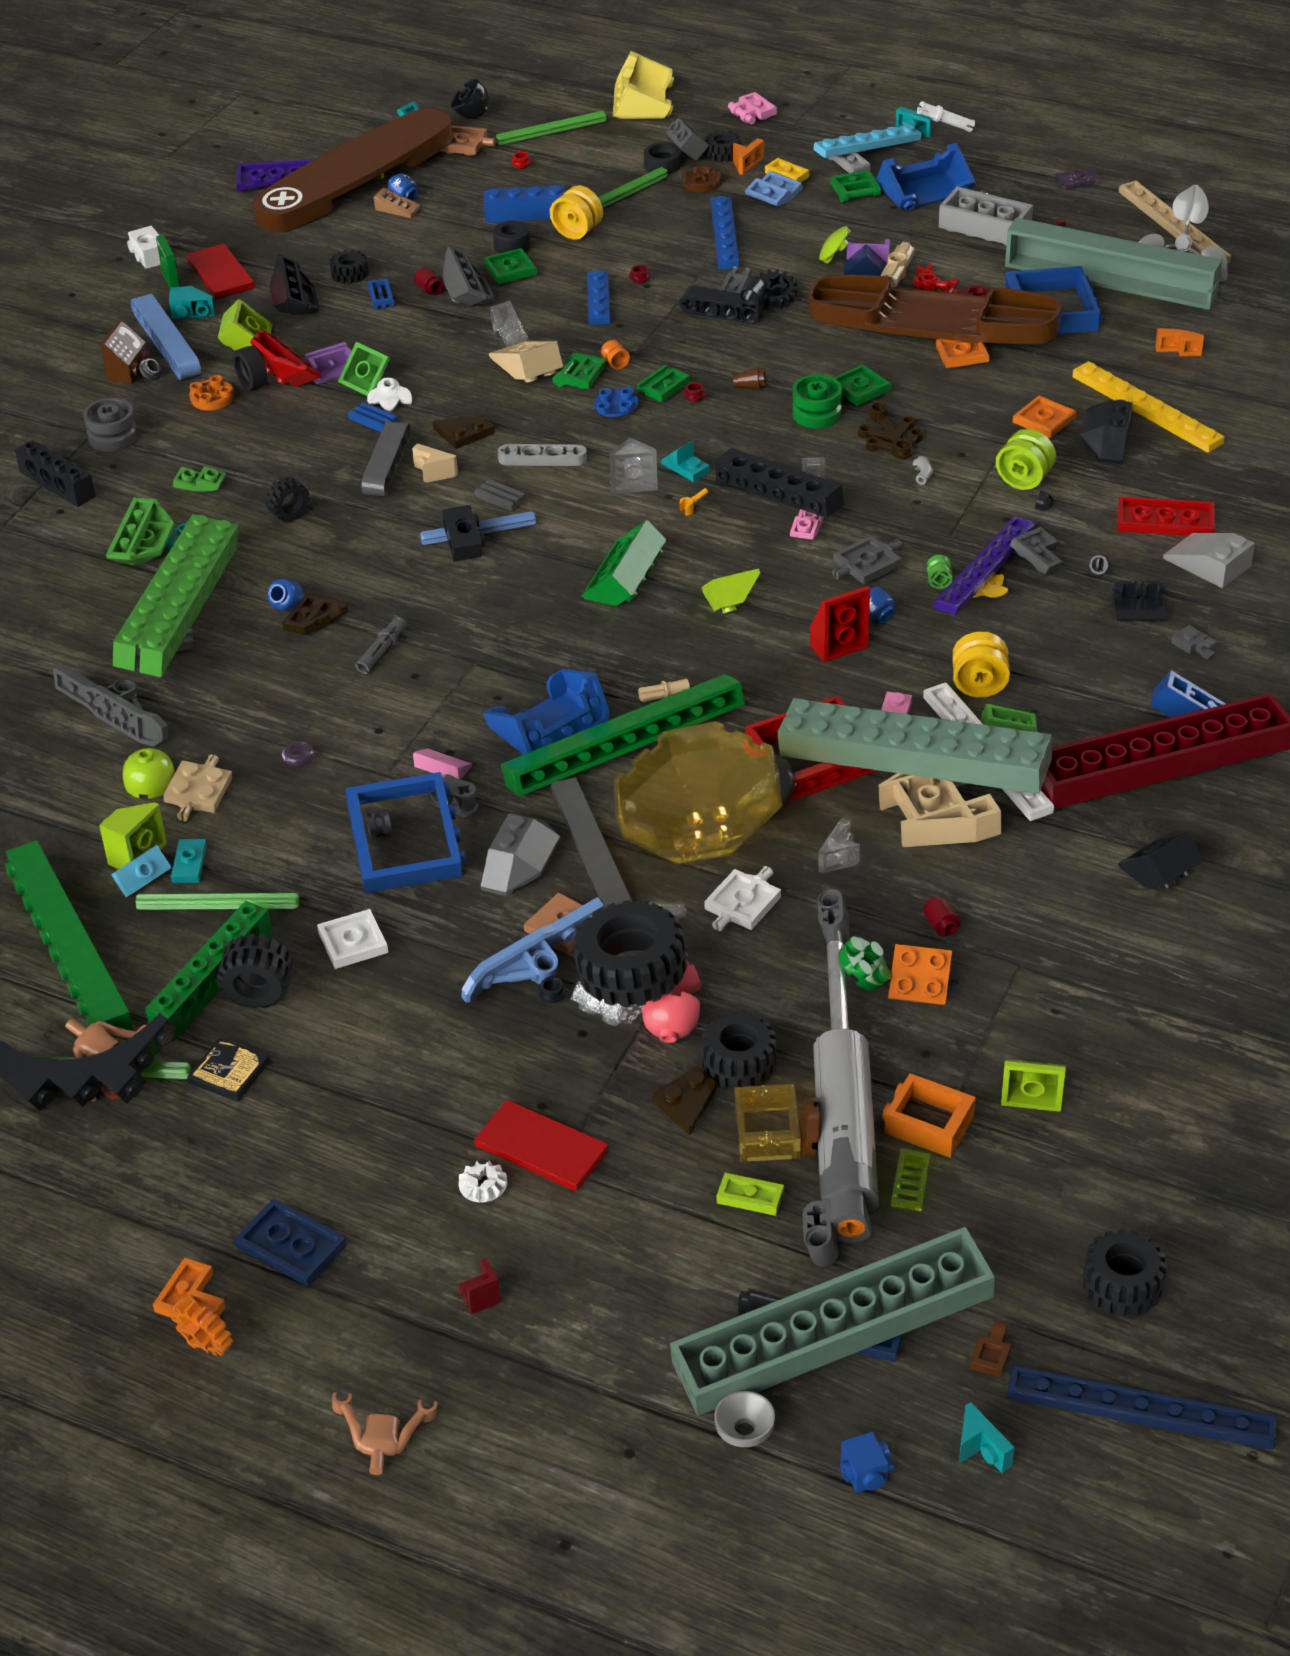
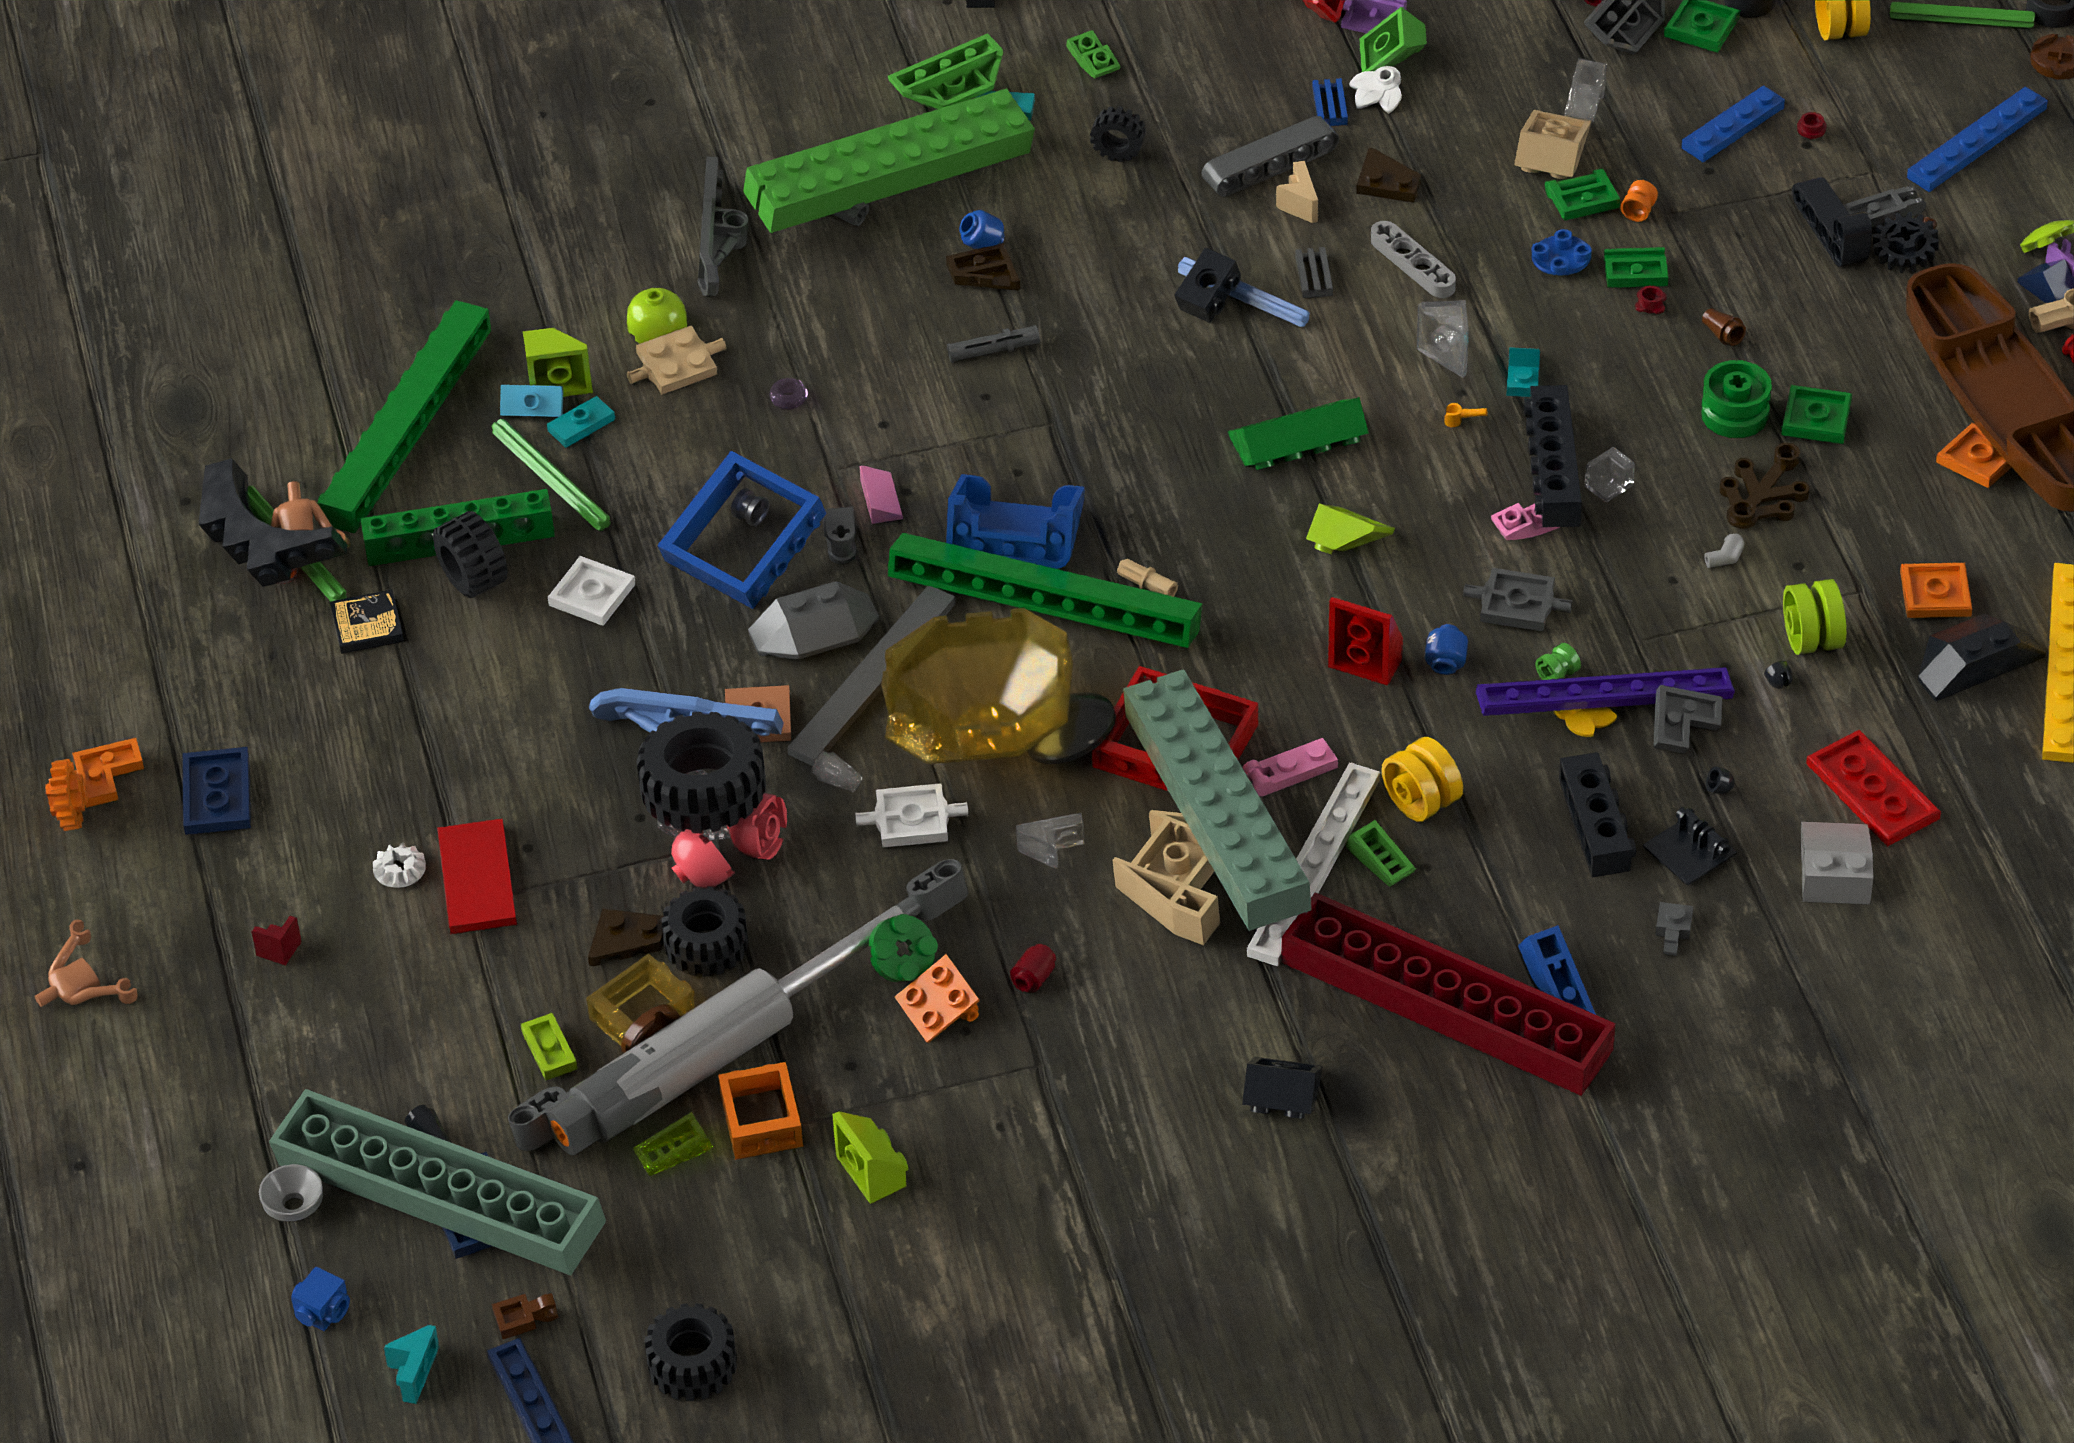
camera: 50 degrees right, 5 degrees up
(1076, 621) = (1596, 814): none -> black brick

